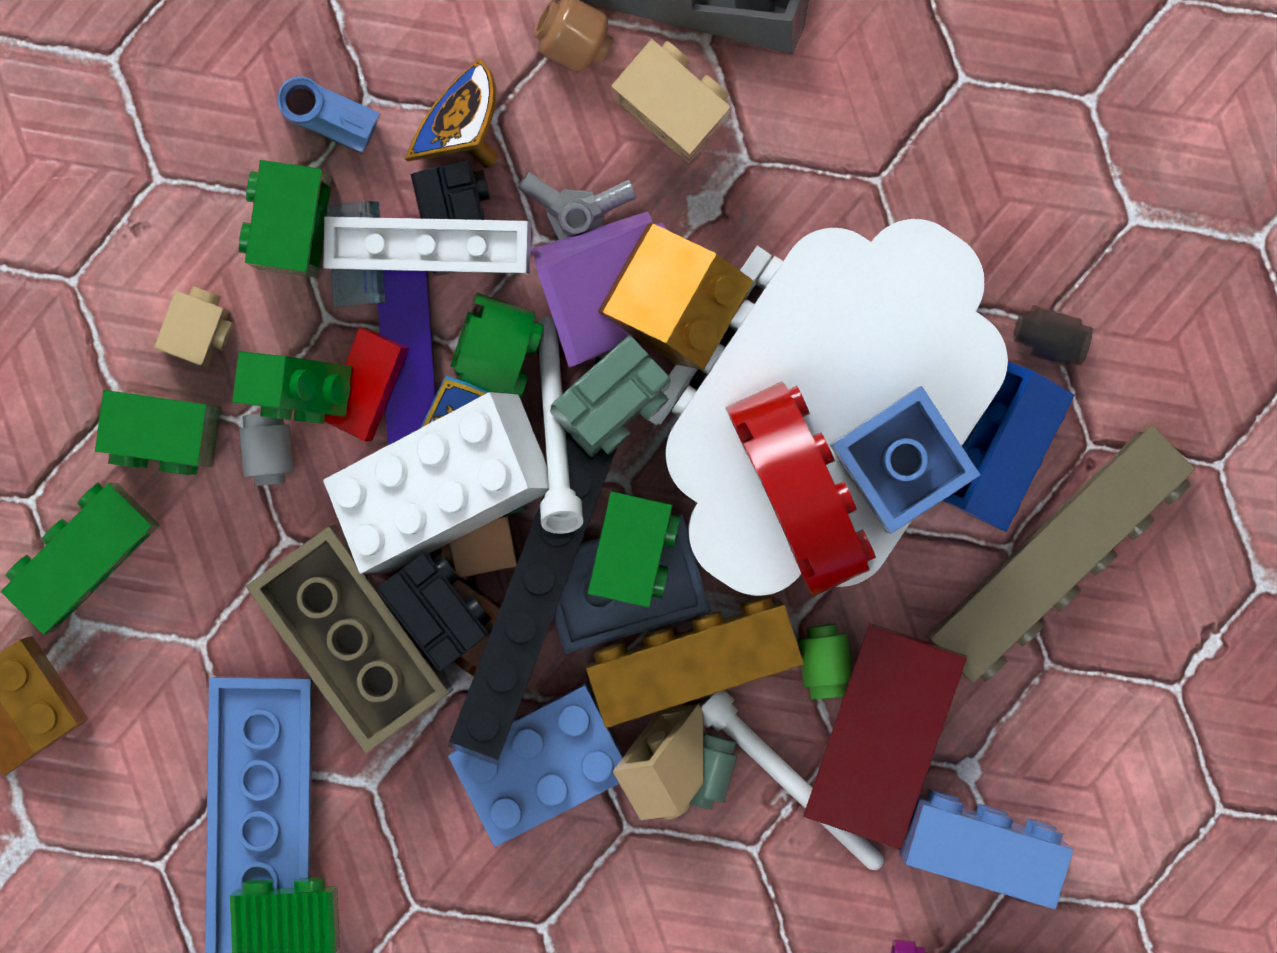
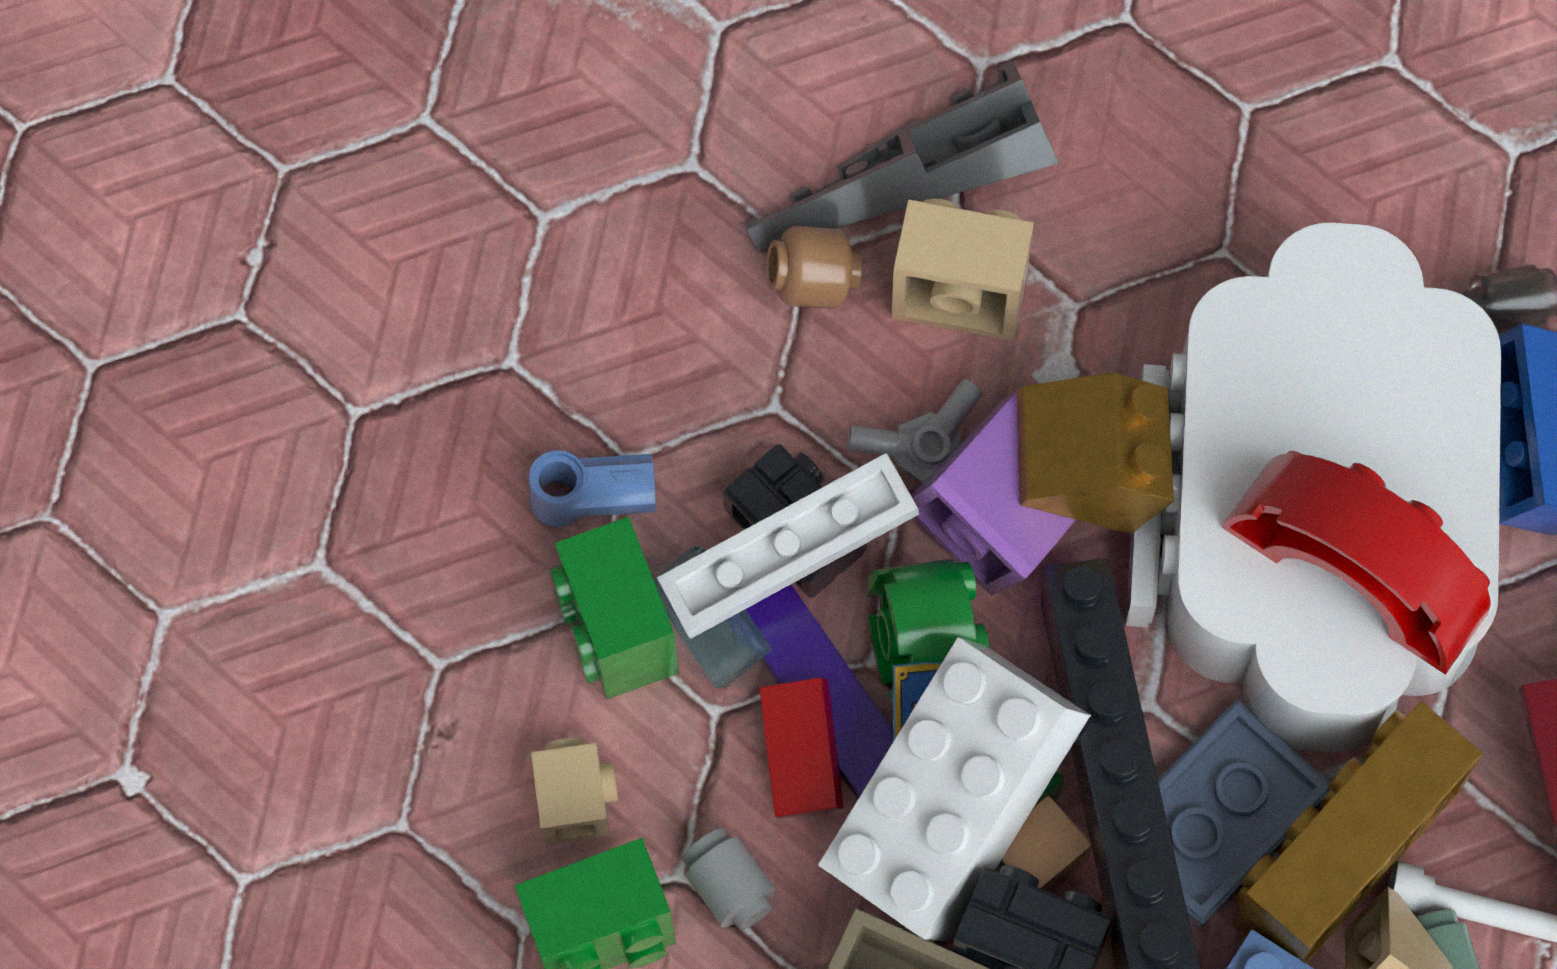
camera: 25 degrees left, 20 degrees down
(292, 384) = (723, 779): green brick -> none
(459, 119) = (744, 409): shield -> none
(560, 508) = (1110, 719): white piece -> none
(612, 397) = (1091, 582): sand green brick -> none
(632, 548) = (1212, 743): green brick -> none
(825, 661) = (1506, 773): bright green brick -> none
(904, 460) = (1459, 454): medium blue brick -> none

